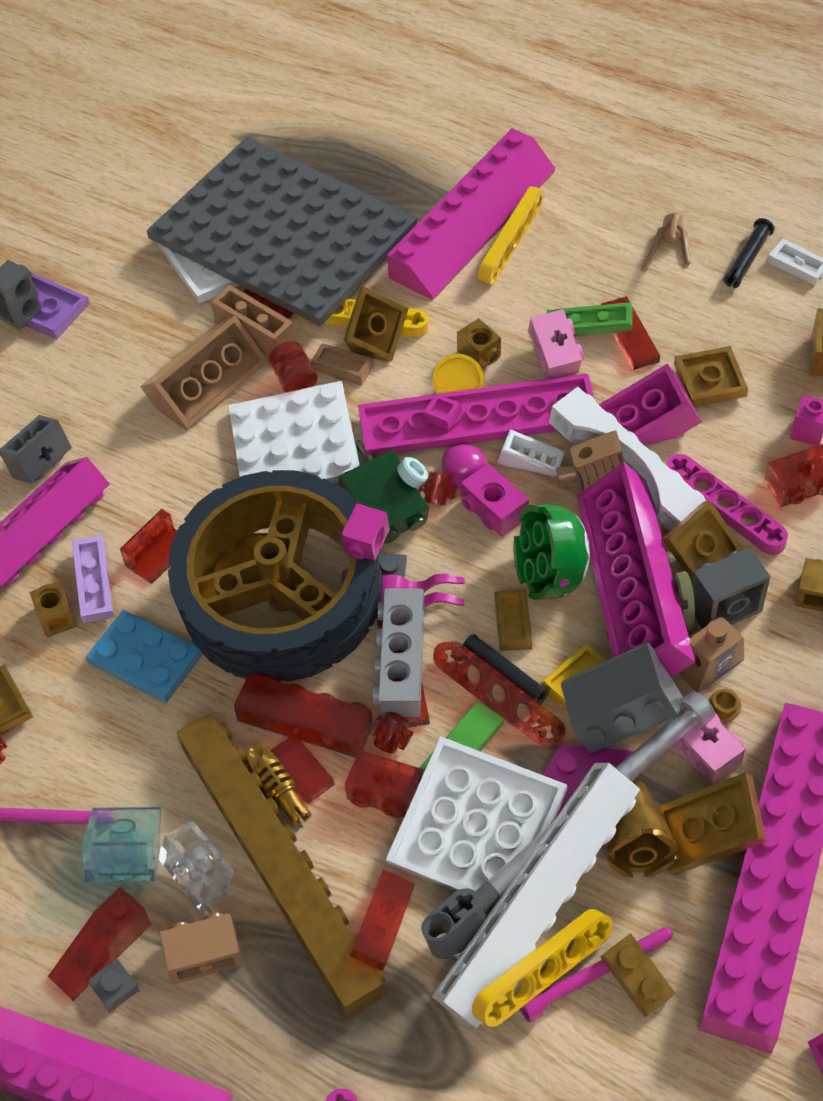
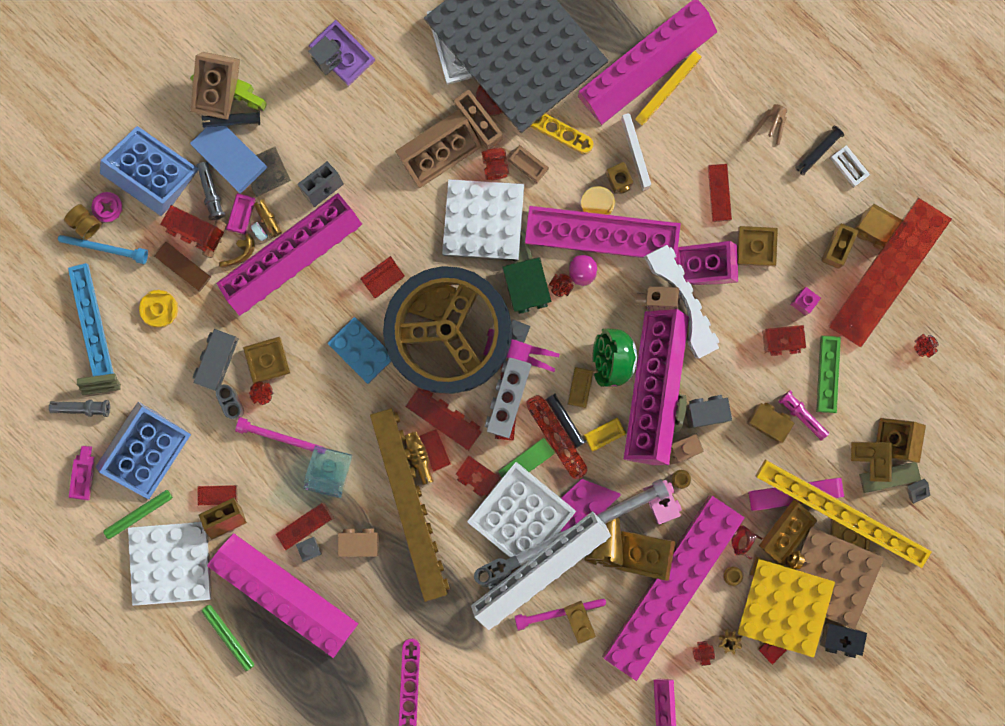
camera: 10 degrees right, 30 degrees up
(53, 619) = (316, 312): pearl gold brick -> none
(92, 579) = (340, 289): lavender plate -> none
(196, 864) = (364, 498): clear brick -> none
(365, 532) = (503, 336): dark pink brick -> none
(375, 325) = (556, 147): pearl gold slope -> none
(382, 920) = (456, 557): clear red tile -> none
(391, 732) = (489, 446): clear red gear -> none
(412, 472) = (547, 277): light aqua tile -> none
(441, 411) = (579, 229): dark pink tile -> none
(489, 486) = (593, 291): dark pink brick -> none
(492, 311) = (636, 151): none -> white tile
(497, 1000) = (531, 608): yellow beam -> none
(518, 460) = (622, 278): white slope -> none
(555, 344) = (662, 185): bright pink brick -> none
(600, 318) = (696, 178): bright green tile -> none
(620, 698) = (621, 472): dark grey slope -> none
(701, 539) = (706, 374): pearl gold plate -> none
(741, 507) = (732, 353): dark pink beam -> none

